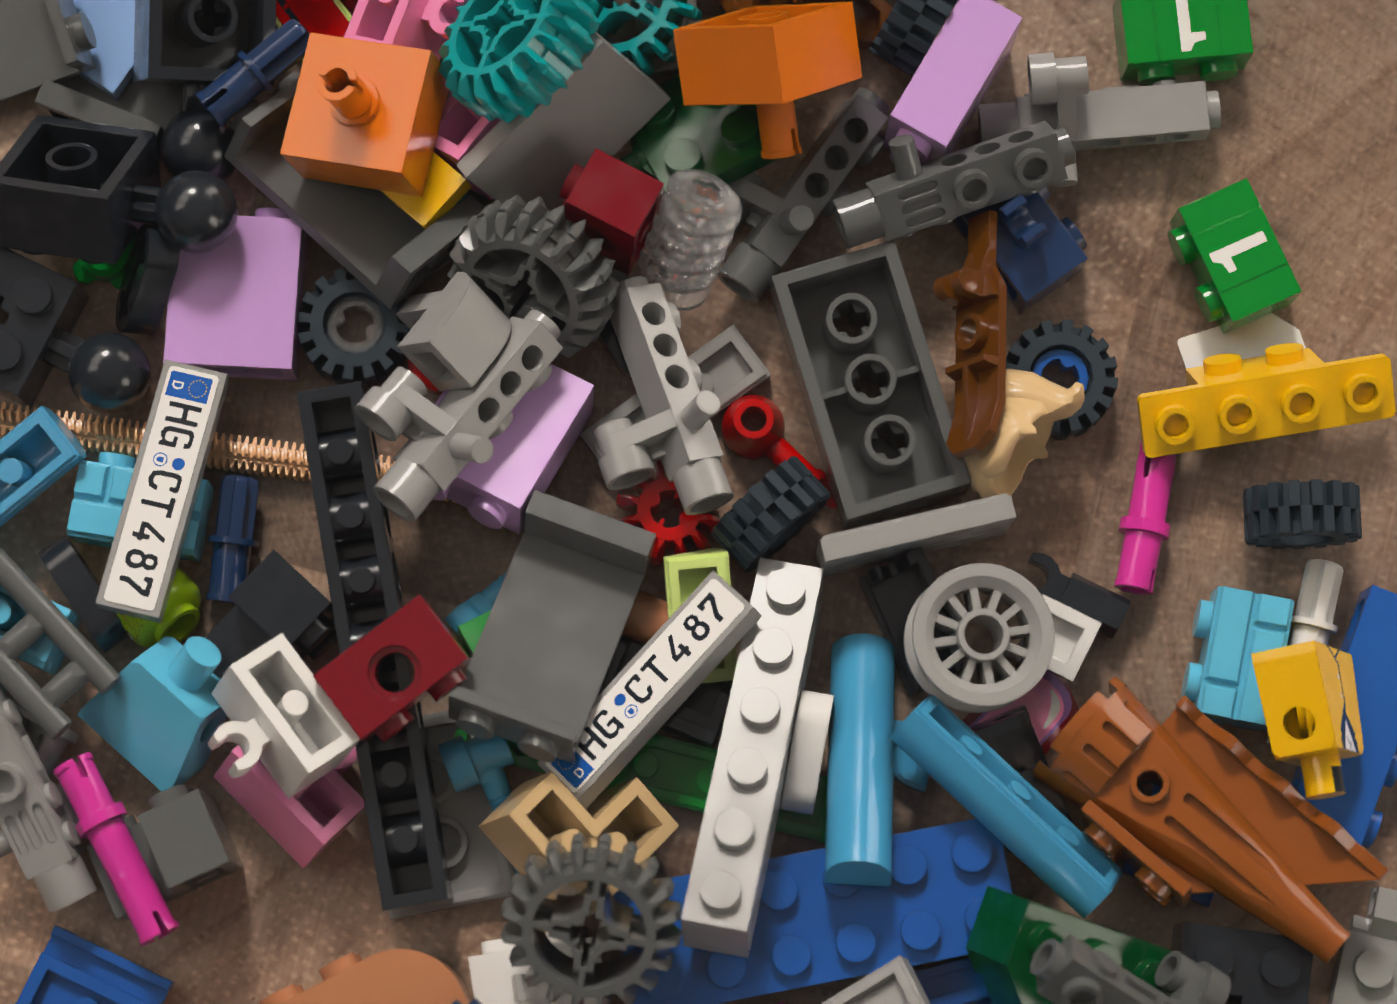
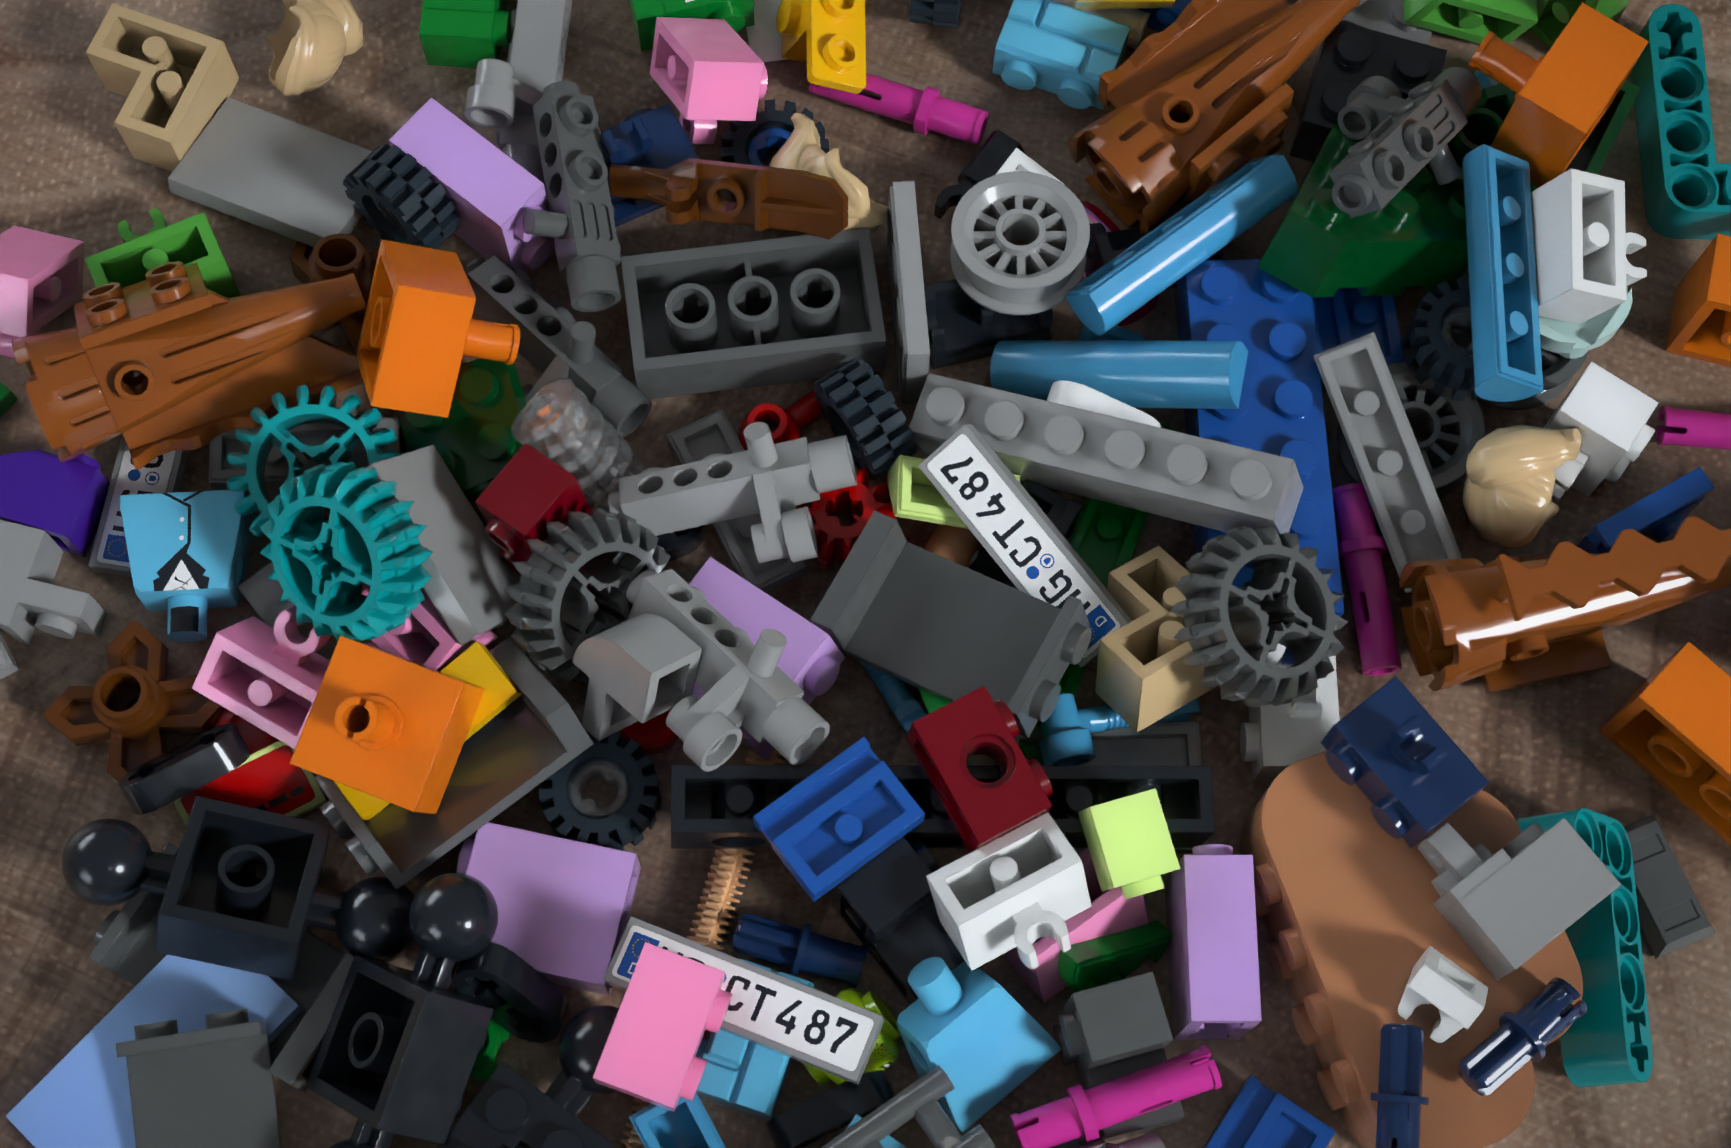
camera: 80 degrees left, 10 degrees down
(114, 417) = (661, 1028): none -> bright pink brick
(255, 72) = (316, 832): dark blue axle -> none
(257, 832) = (1111, 956): none -> green tile
(280, 925) = (1213, 945): none -> lavender brick
(326, 544) = (838, 819): none -> blue plate
(347, 823) = (1129, 843): none -> yellowish green brick
(1130, 290) = (706, 74): none -> bright pink brick

